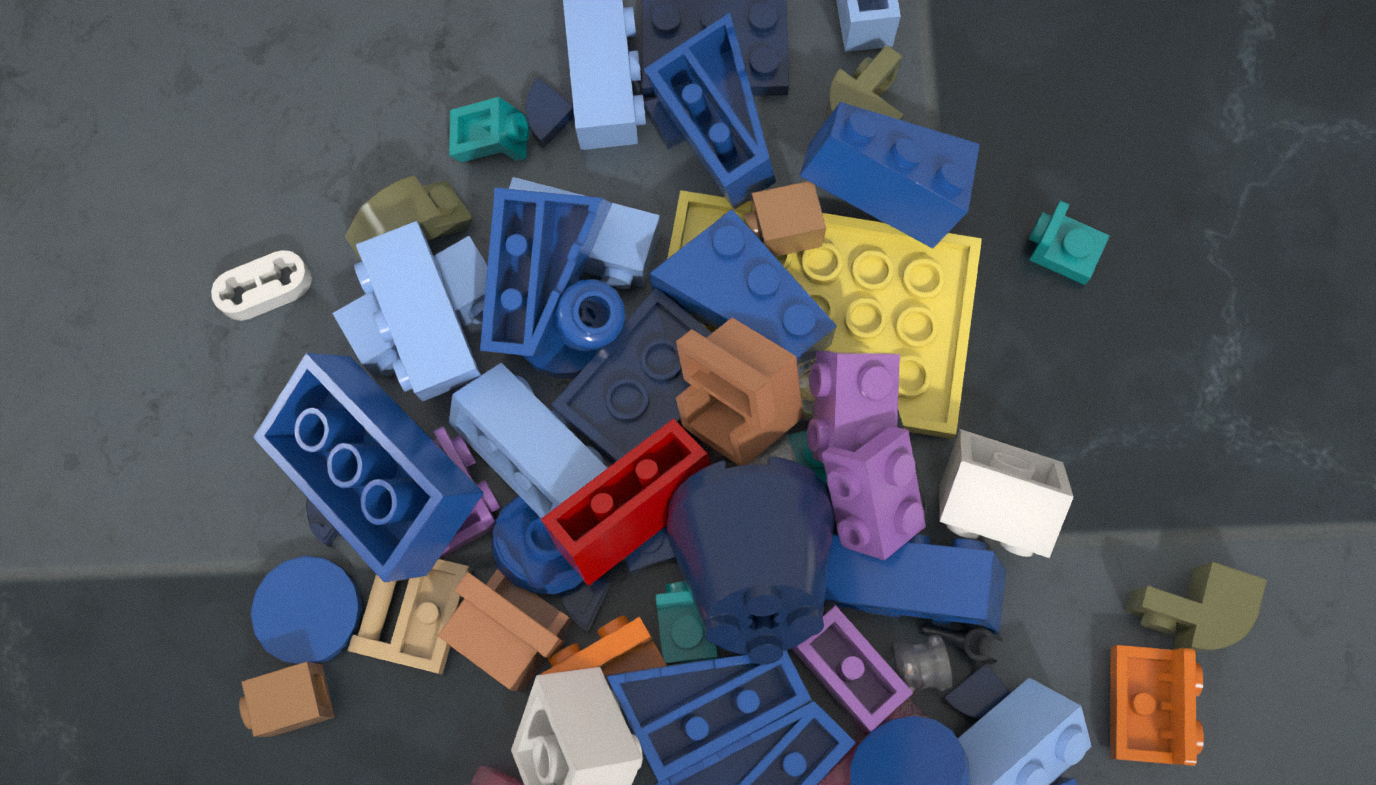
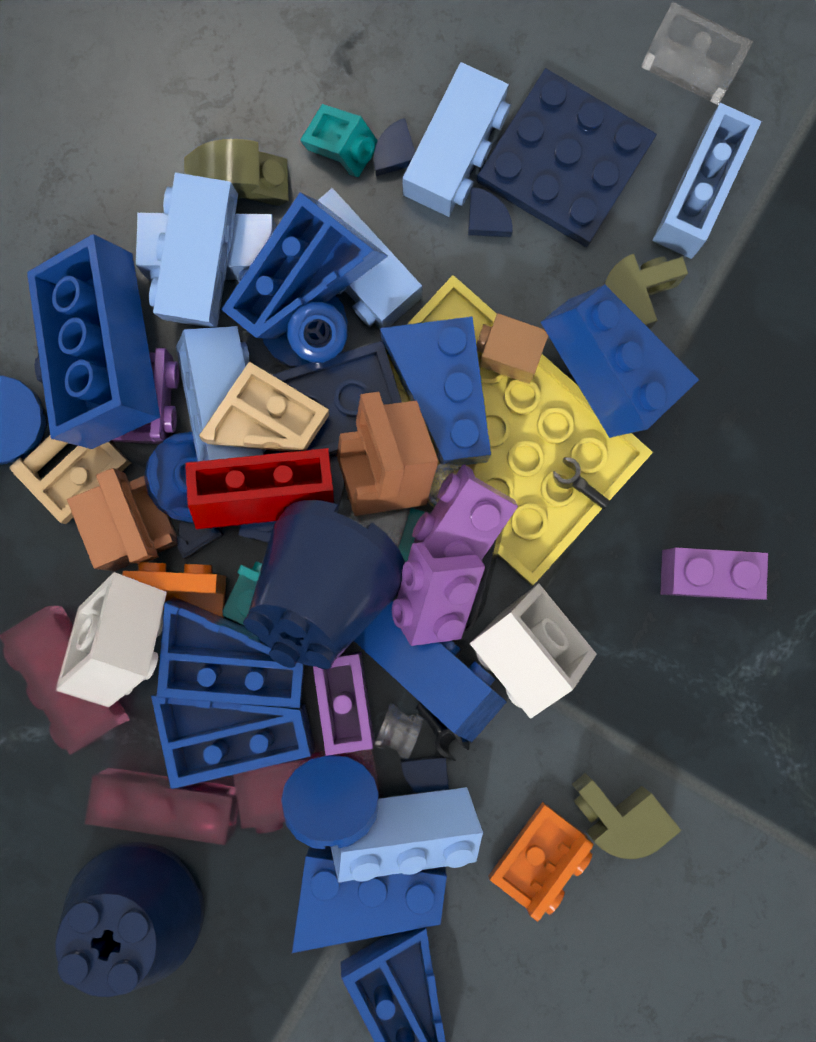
camera: 30 degrees right, 10 degrees up
(262, 285) = (105, 148): white beam -> none
(589, 425) = (264, 415): none -> tan wing
(714, 108) = (515, 229): blue wedge -> none
(933, 308) = (580, 483): none -> hand
(1067, 244) = (716, 496): teal bracket -> none
(1118, 315) = (714, 573): none -> medium lavender brick

